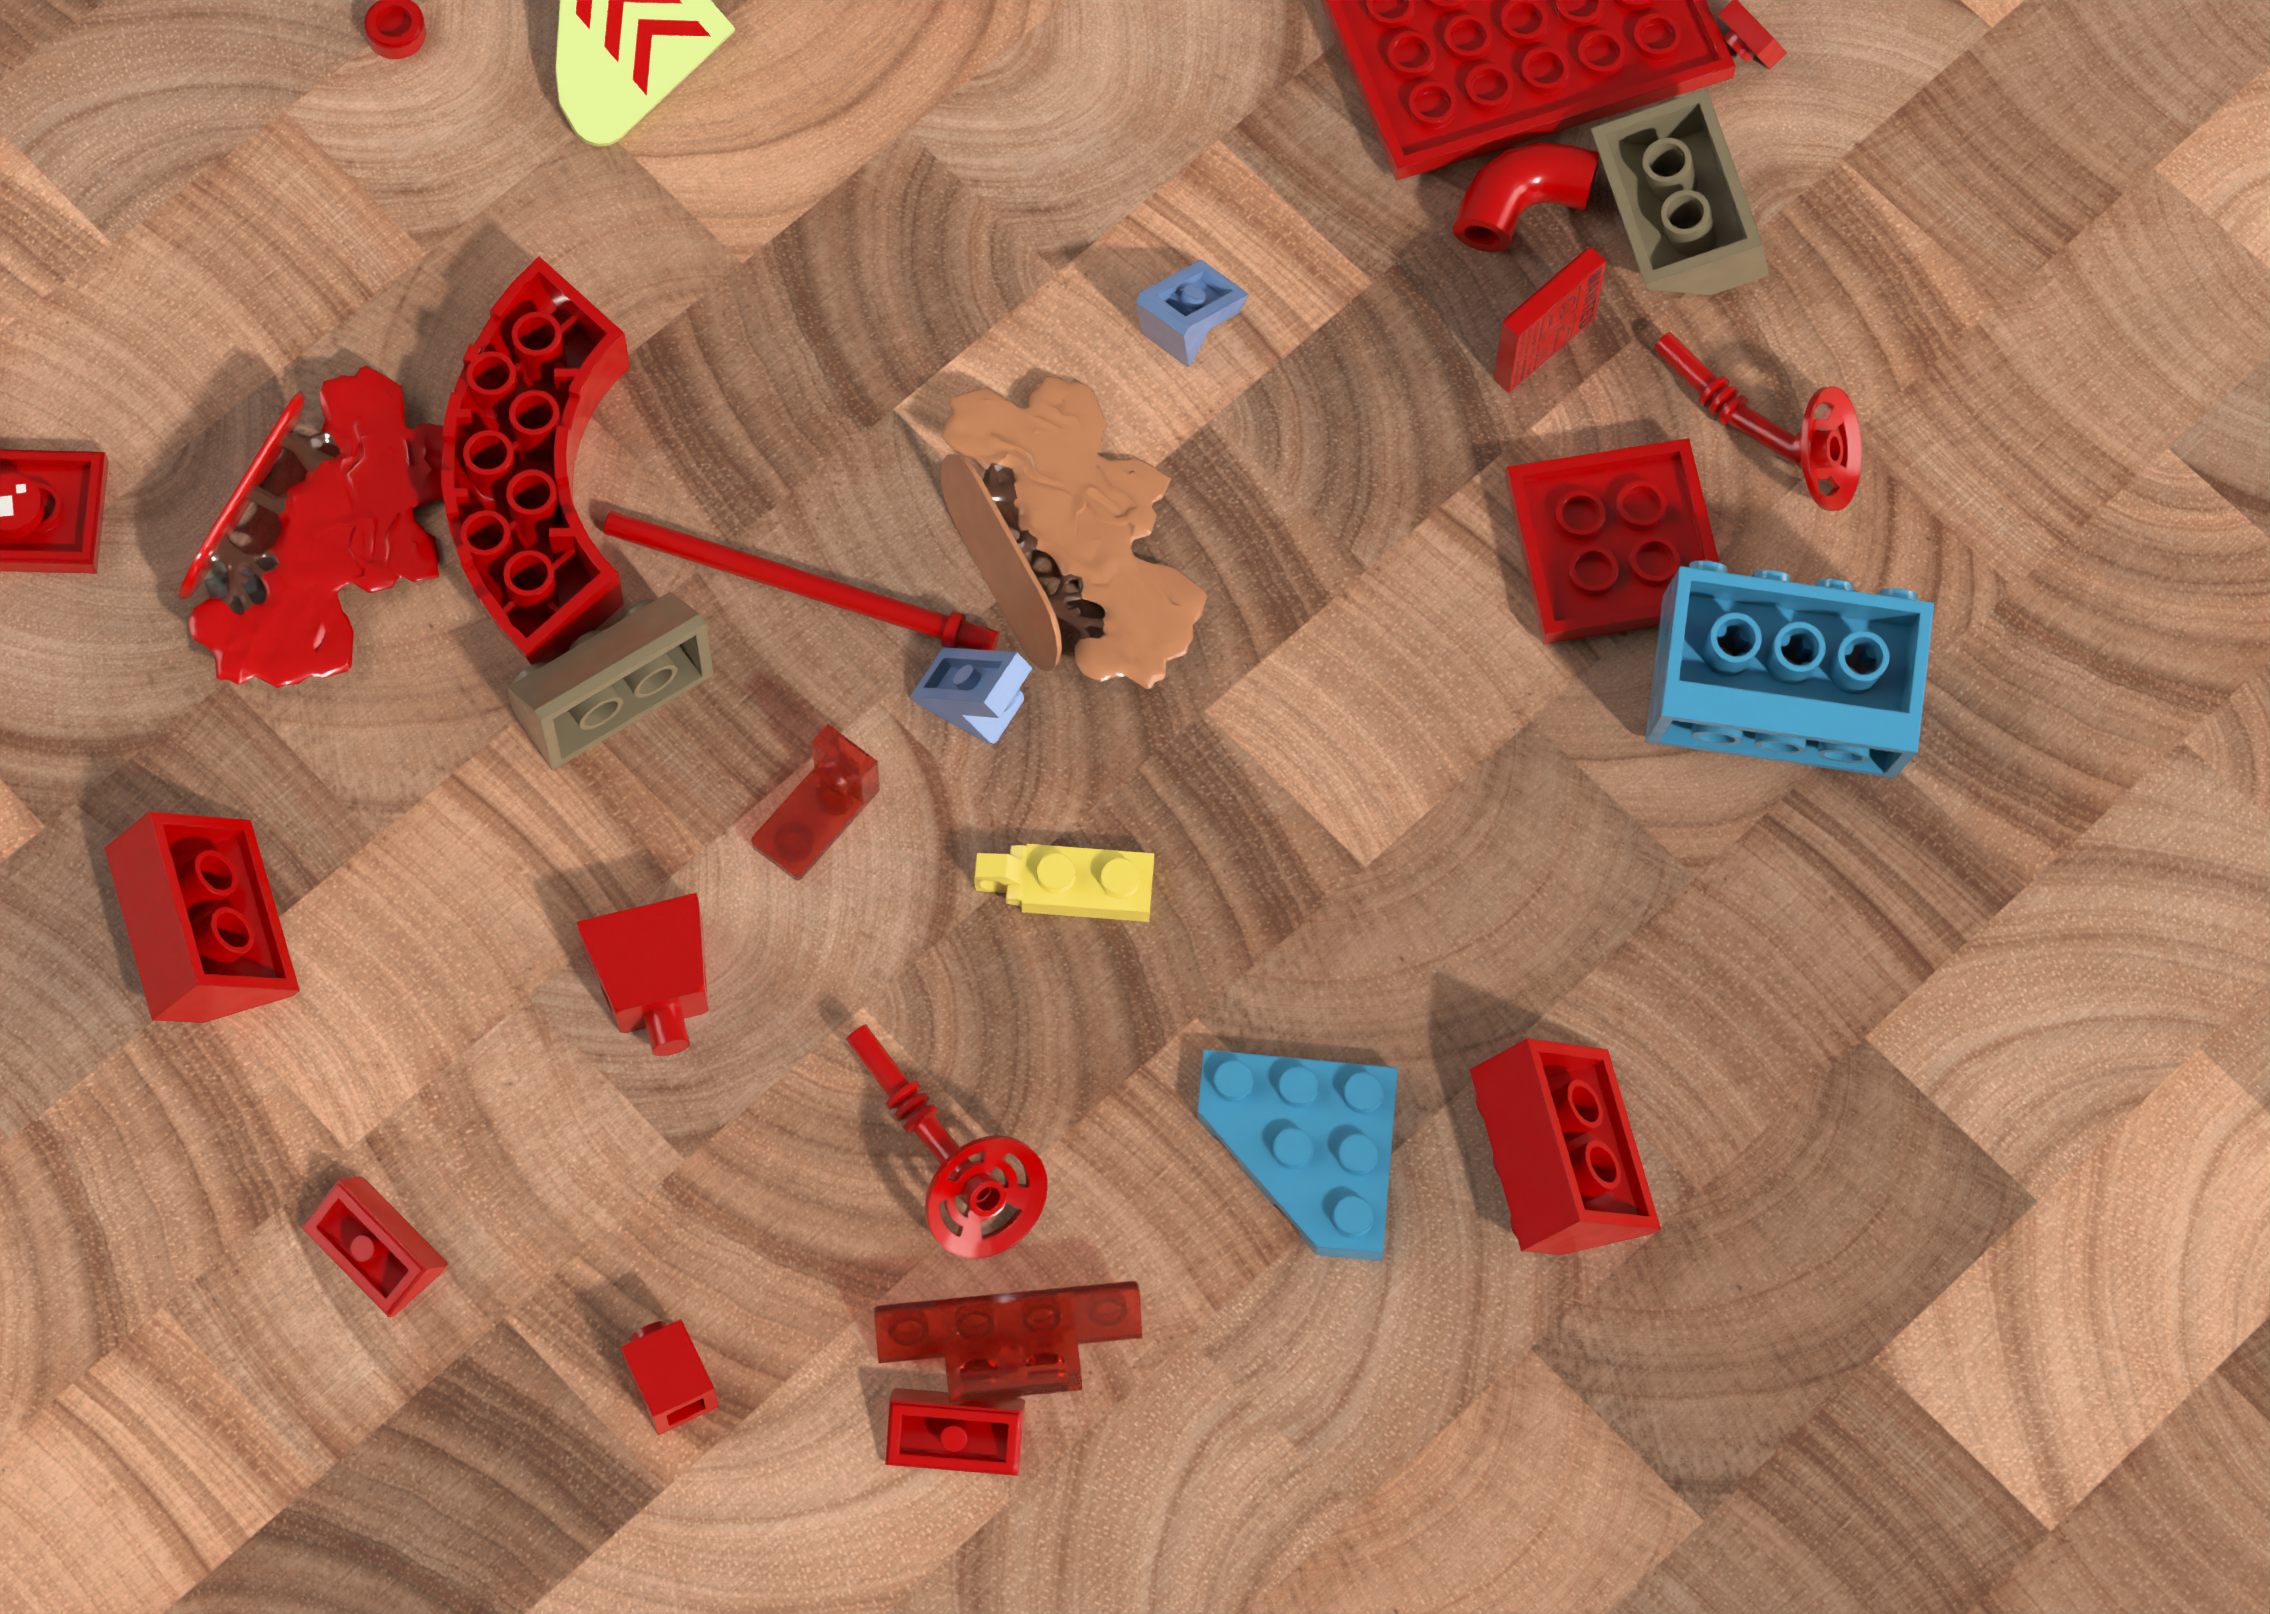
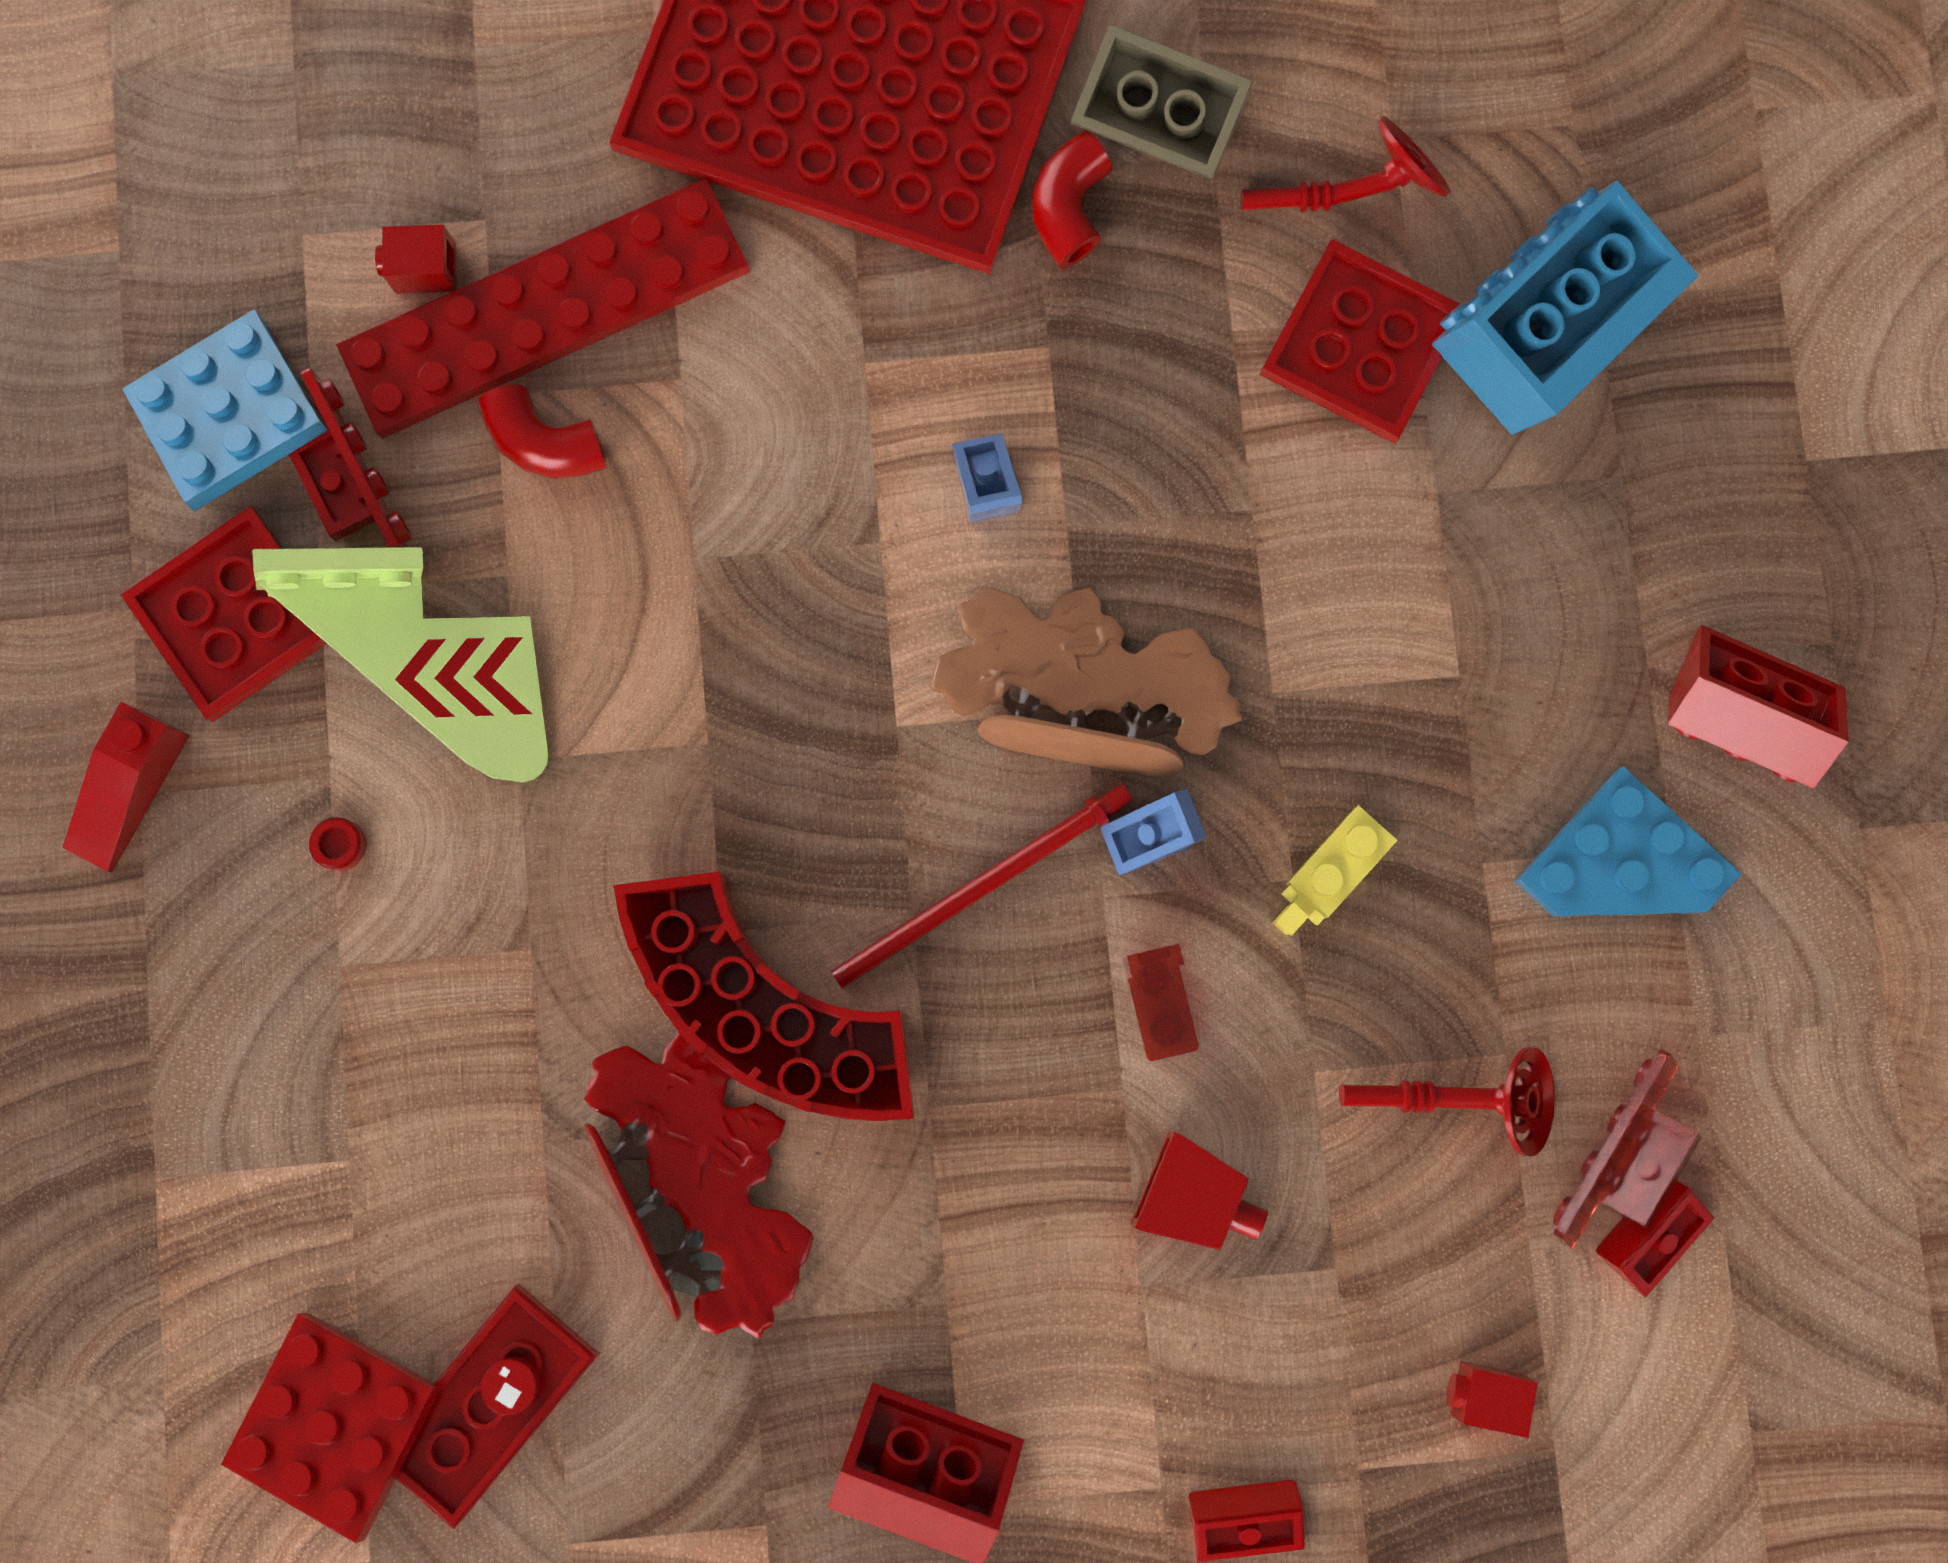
camera: 50 degrees left, 15 degrees up
(612, 678) = (960, 1068): dark tan slope -> none
(1549, 319) = (1187, 257): red tile -> none

